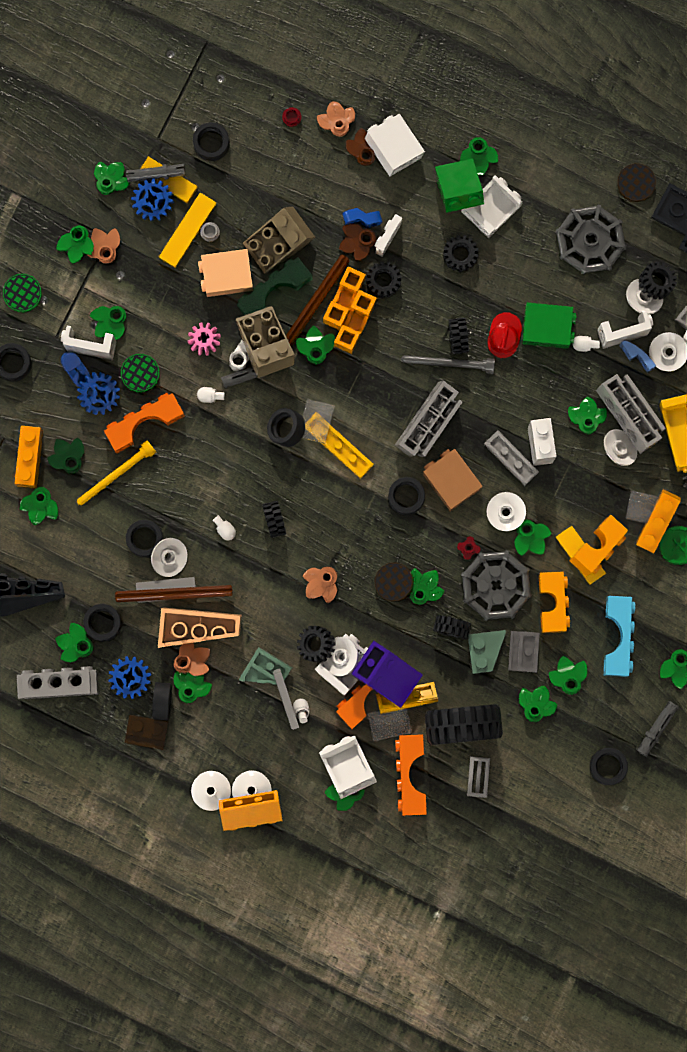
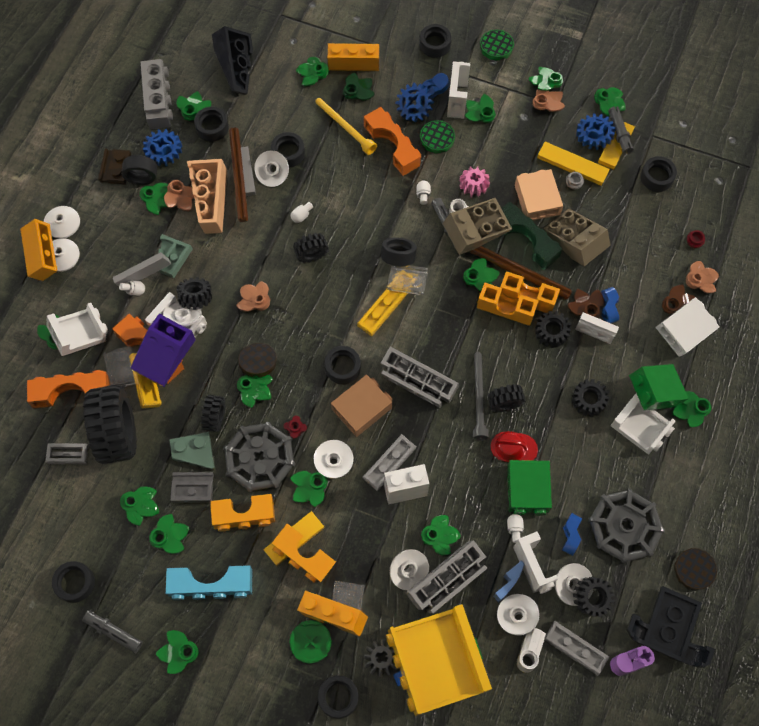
camera: 85 degrees right, 15 degrees down
(602, 291) = (570, 530): none -> blue piece

